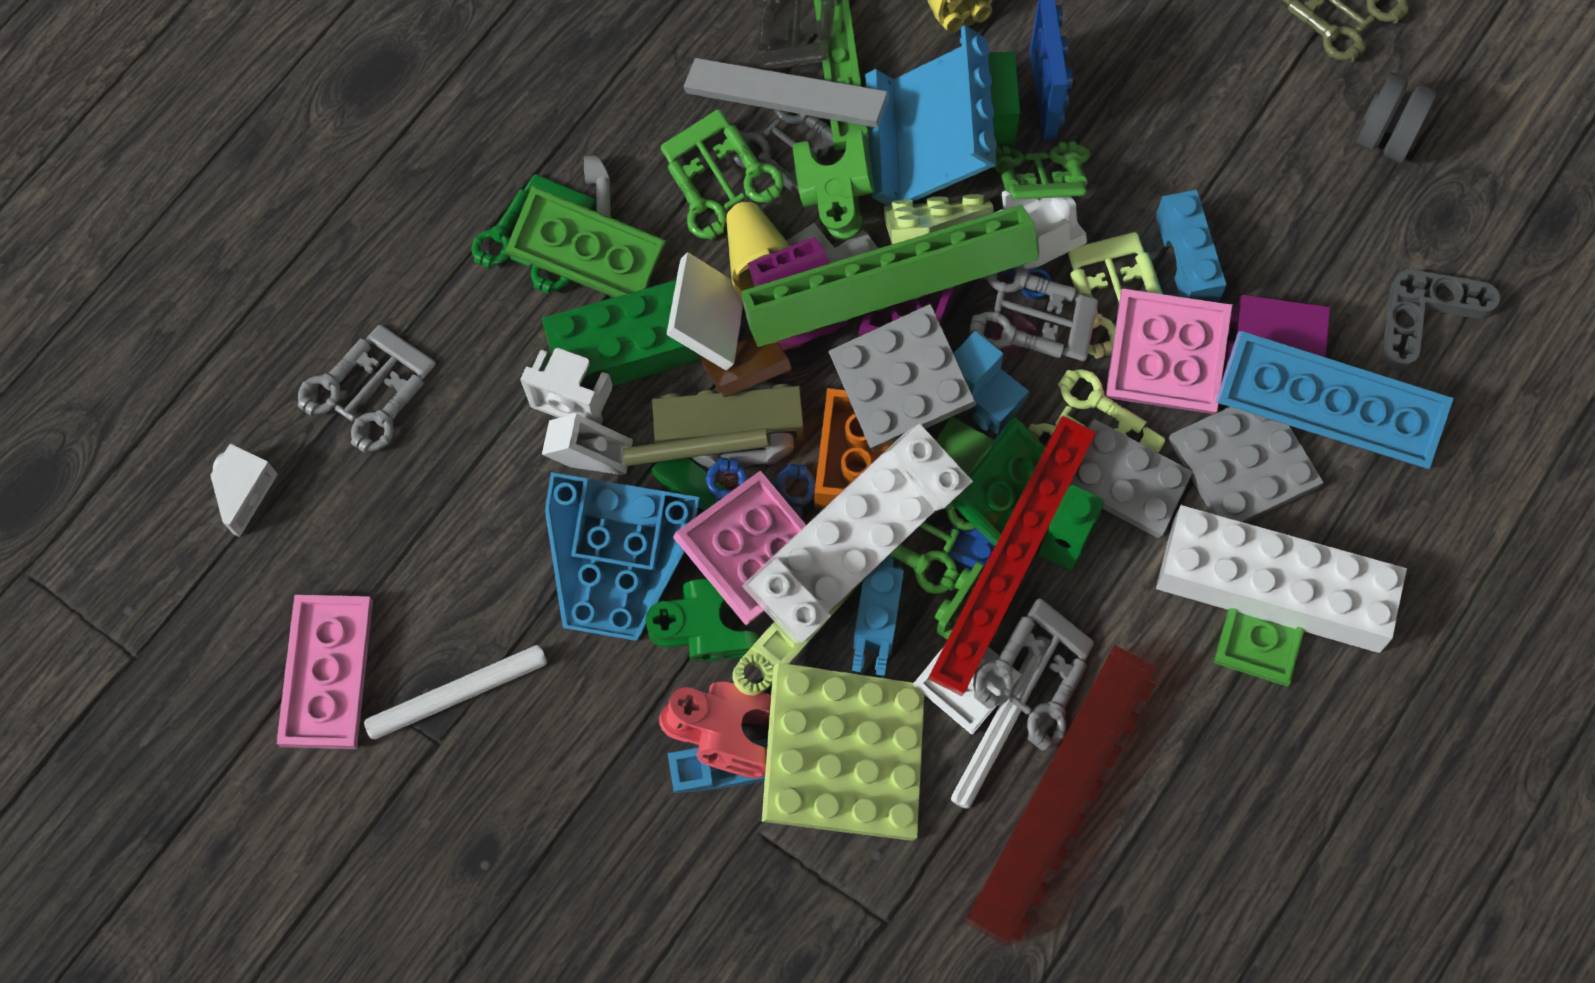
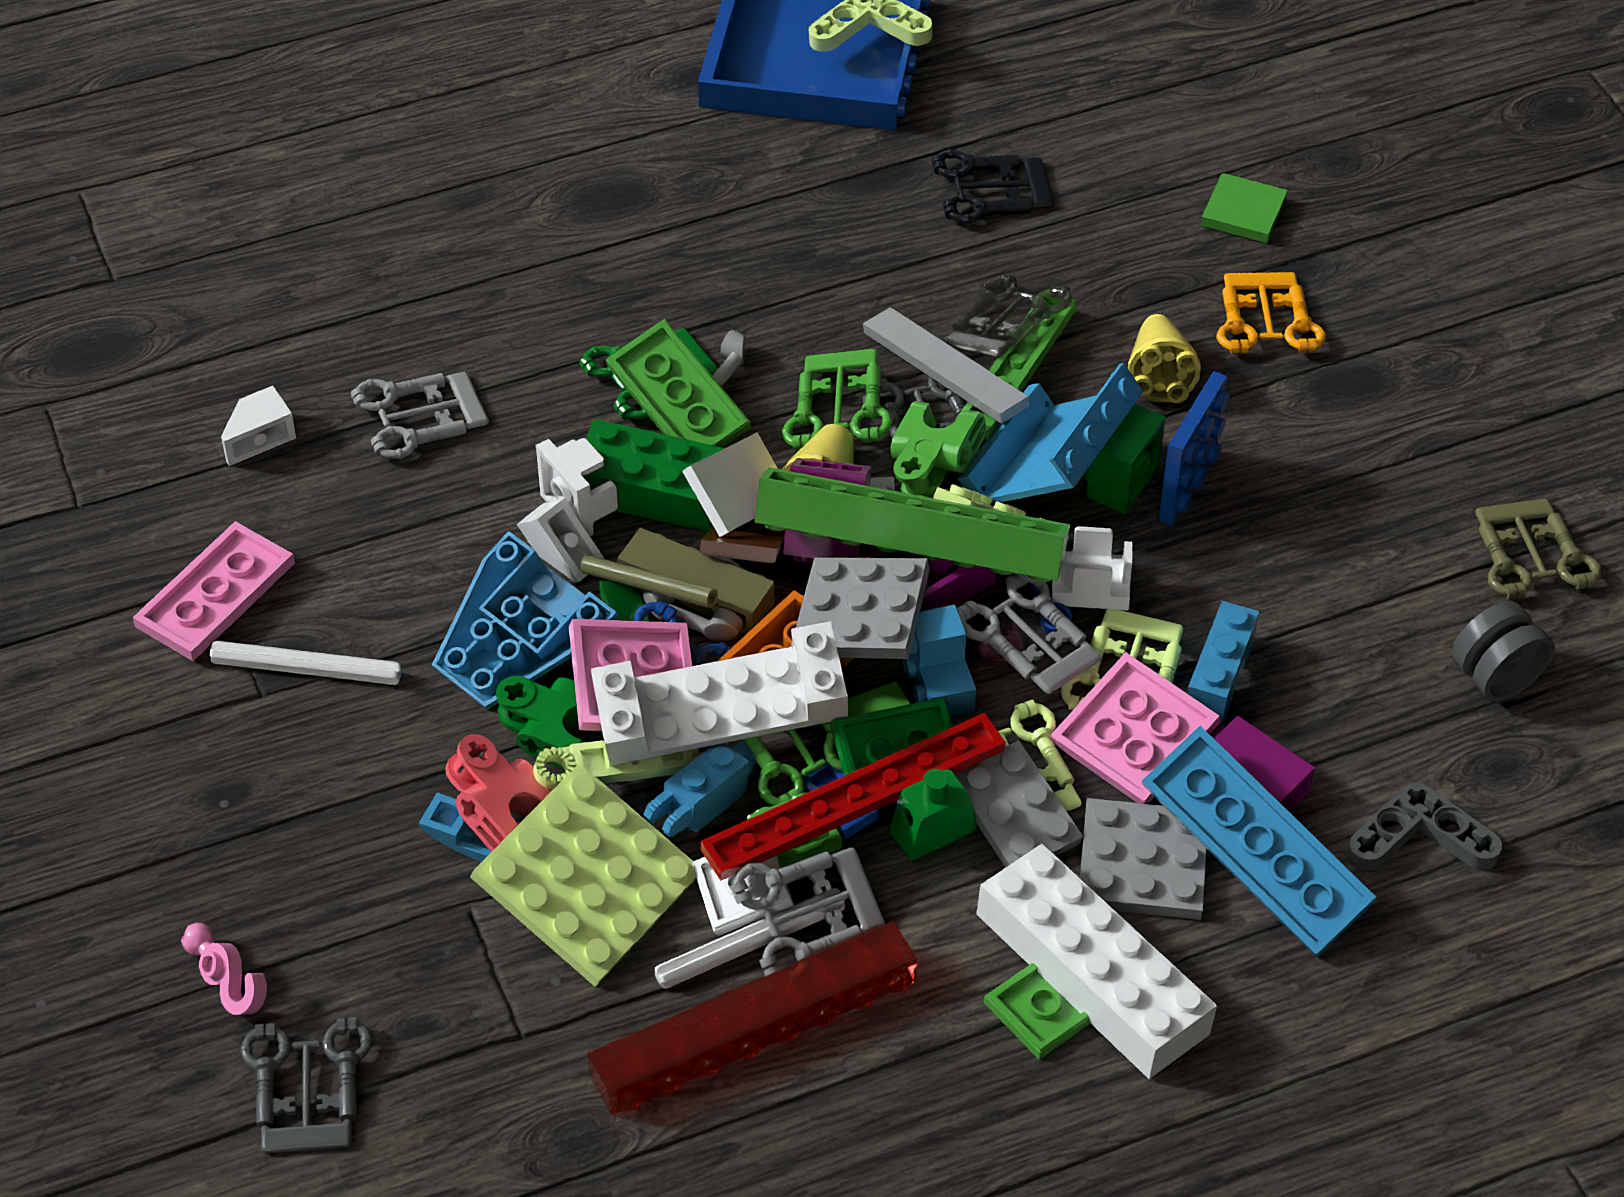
camera: 30 degrees right, 20 degrees down
(1068, 155) = (1097, 522): bright green piece -> none

